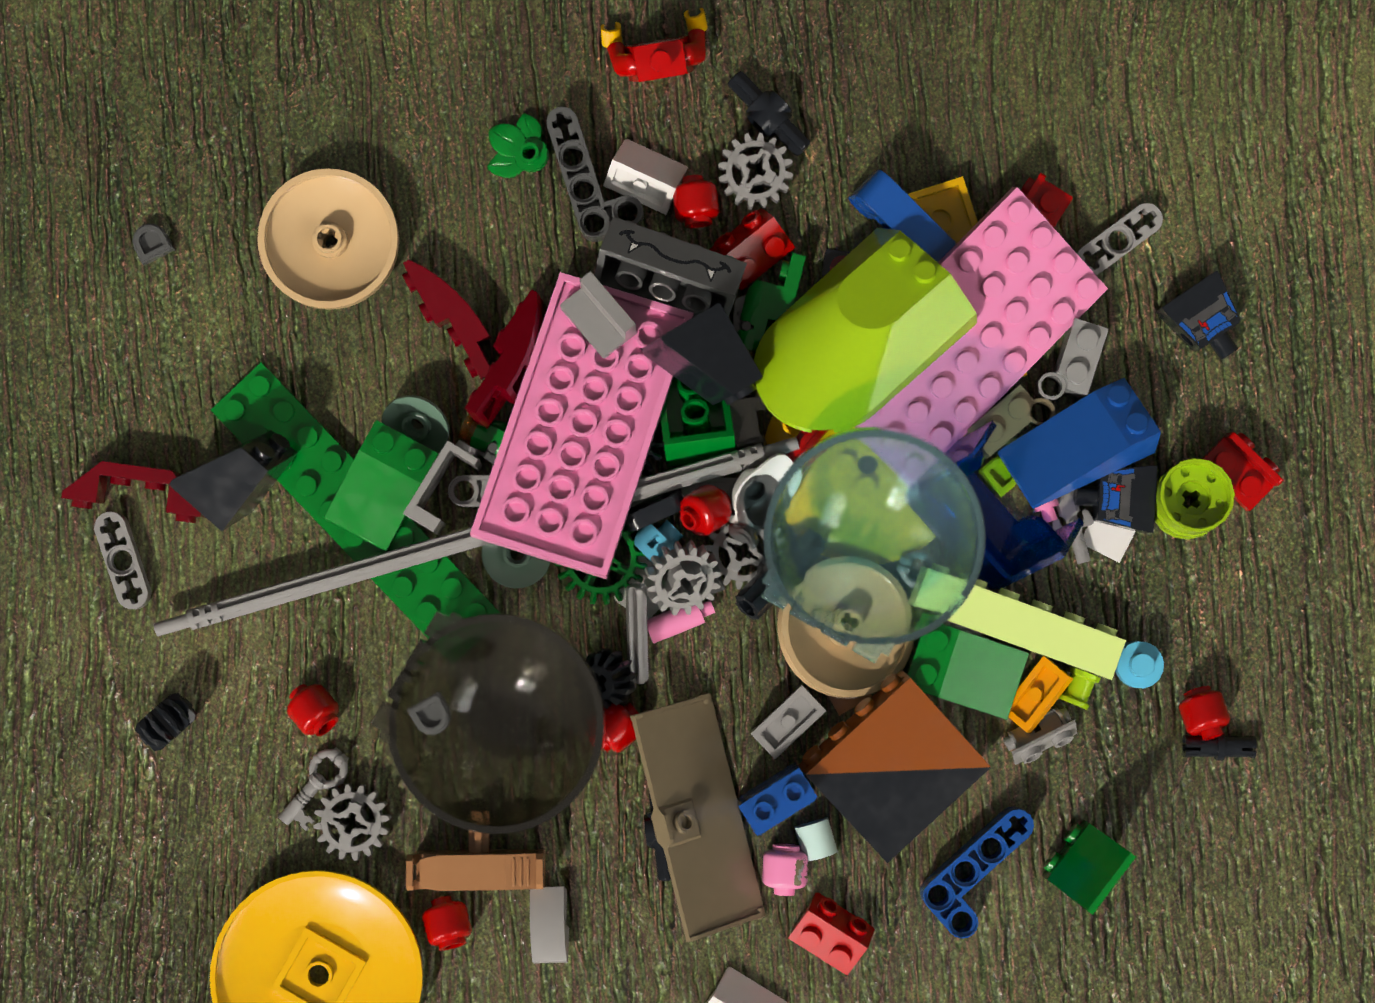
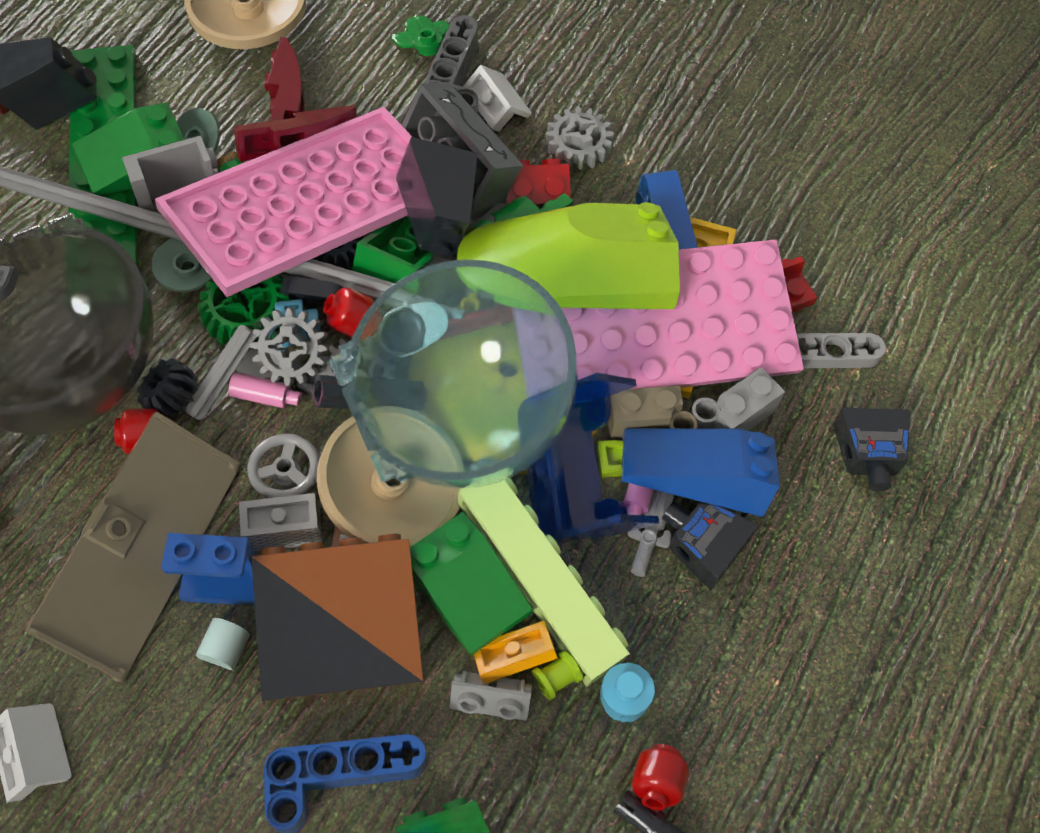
camera: 30 degrees right, 25 degrees down
(598, 316) = (385, 138): light grey panel -> none
(658, 57) = (567, 31): red torso -> none
(696, 202) = (519, 128): red head -> none
(769, 113) = (619, 111): black axle -> none
(779, 677) = (291, 481): none -> light grey piece
(785, 869) = (172, 648): bright pink head -> none
(832, 933) = (163, 738): bracket -> none
(1108, 540) = (672, 572): white sticker -> none
(1211, 494) = (771, 573): lime wheel -> none
(1248, 472) = (833, 589): red bracket -> none

